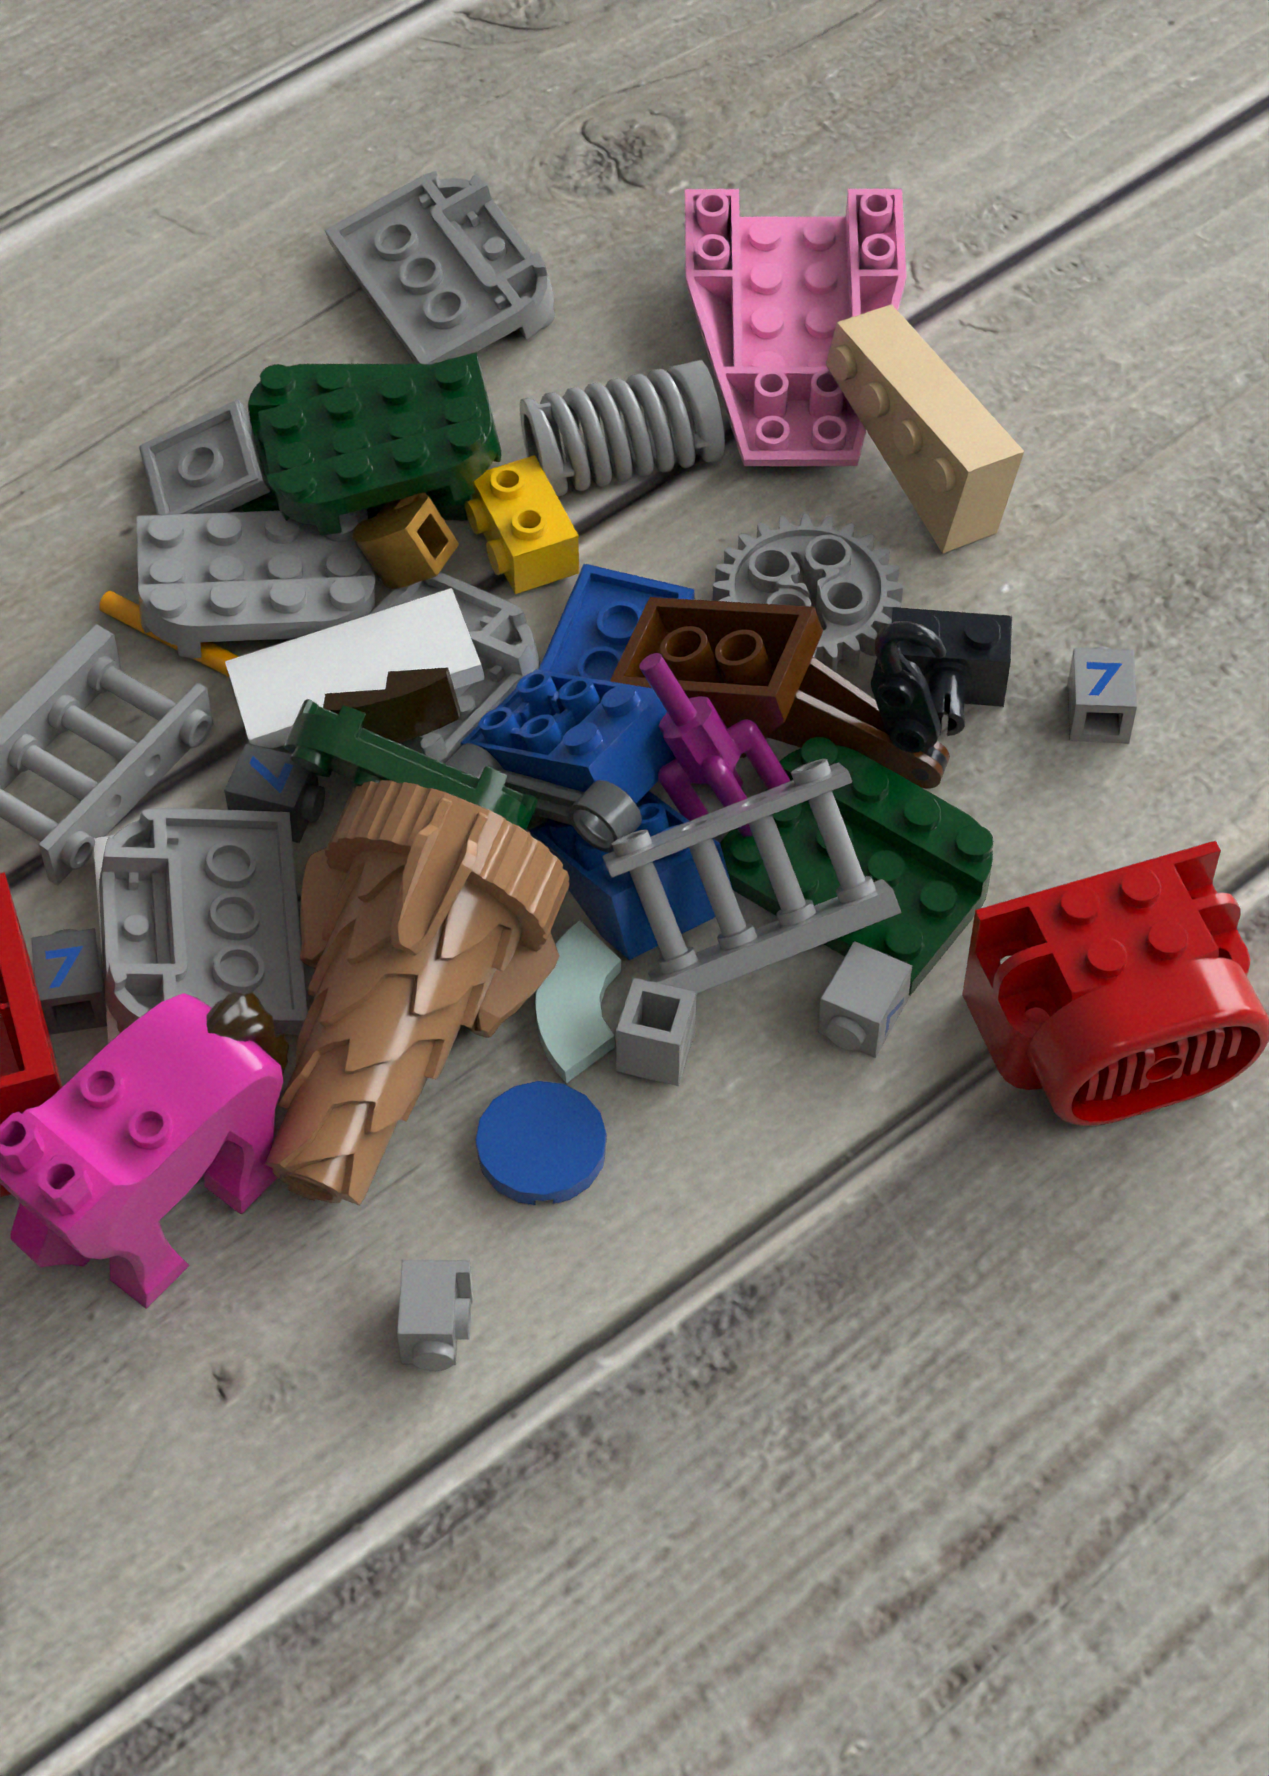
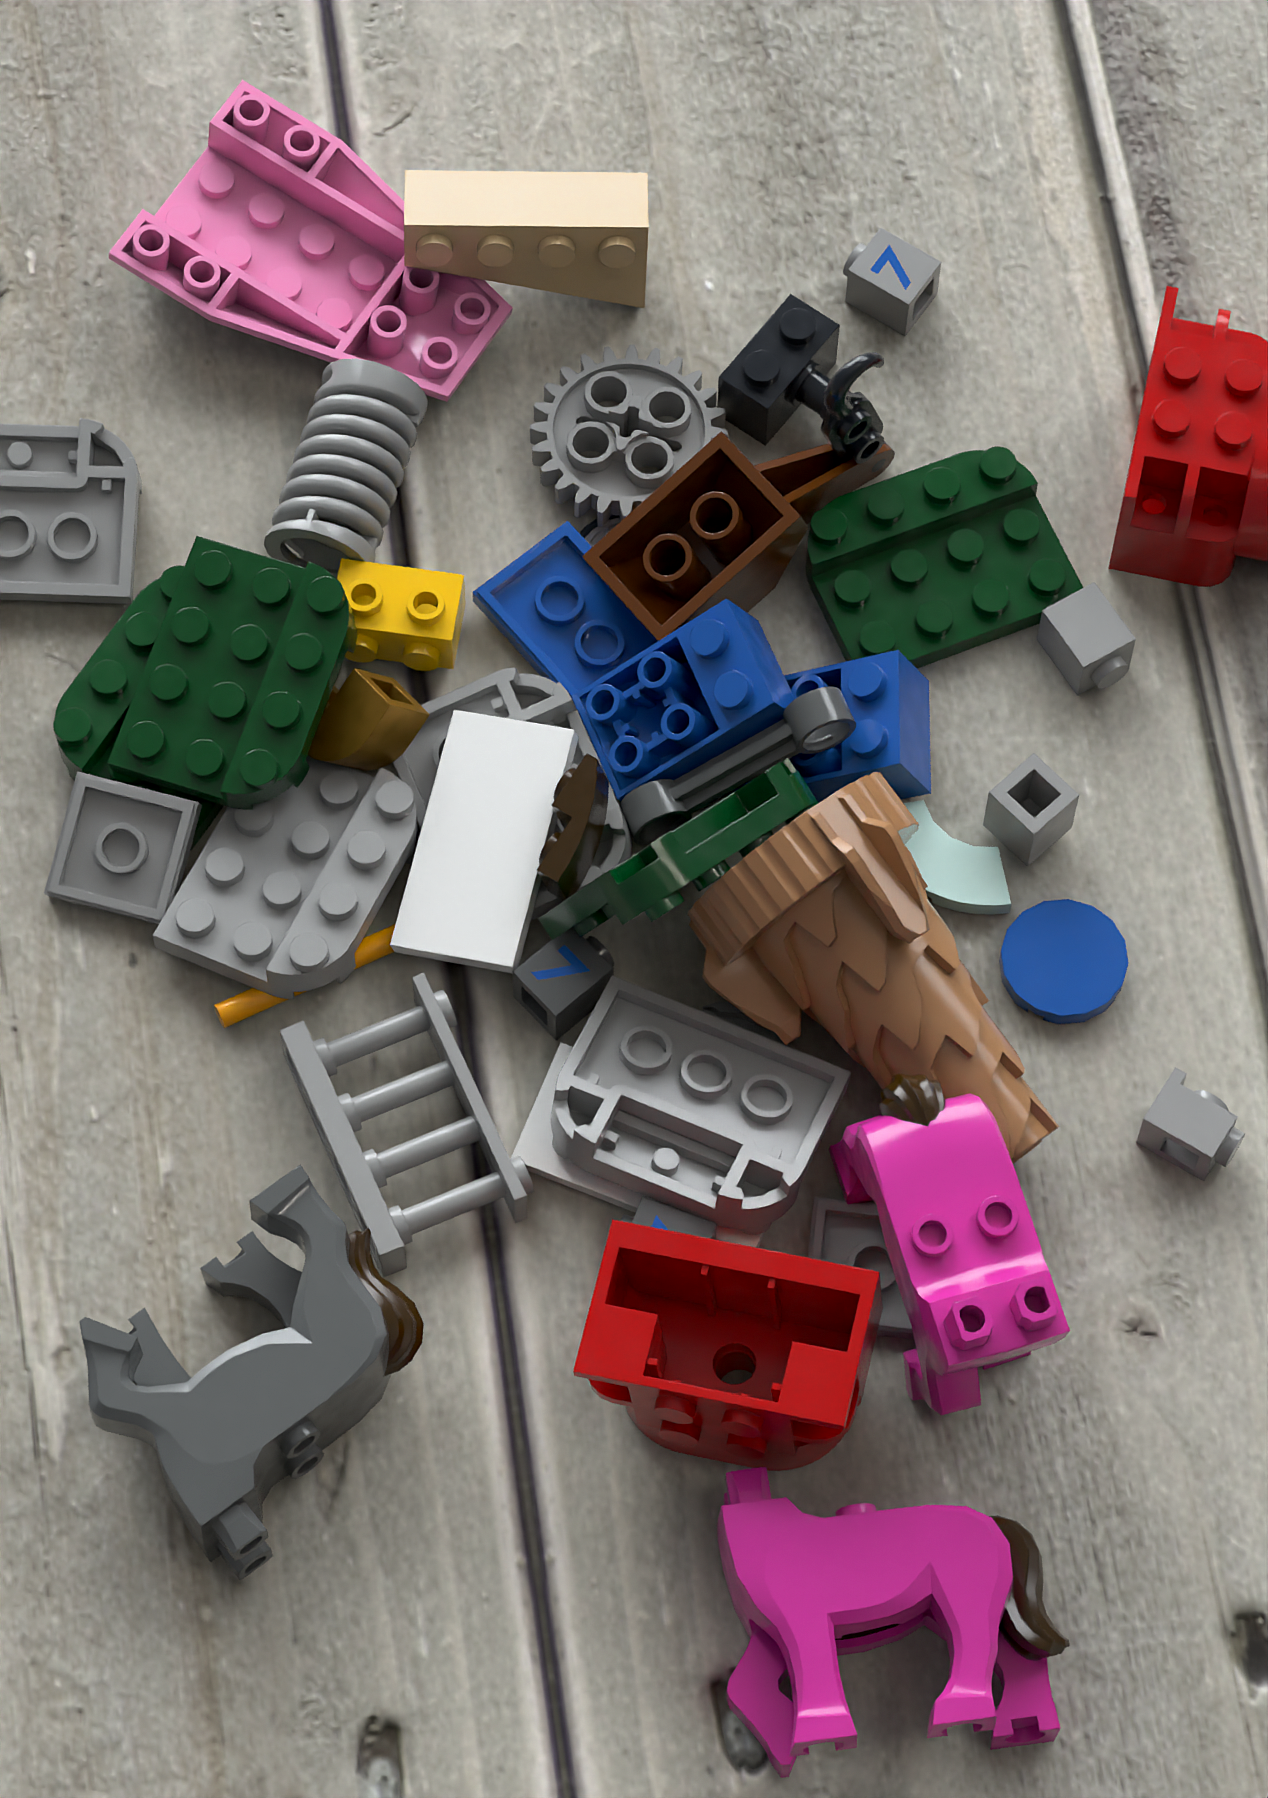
camera: 60 degrees left, 10 degrees up
(705, 747) = (794, 606): magenta plant -> none
(799, 921) = (1000, 660): light grey fence -> none

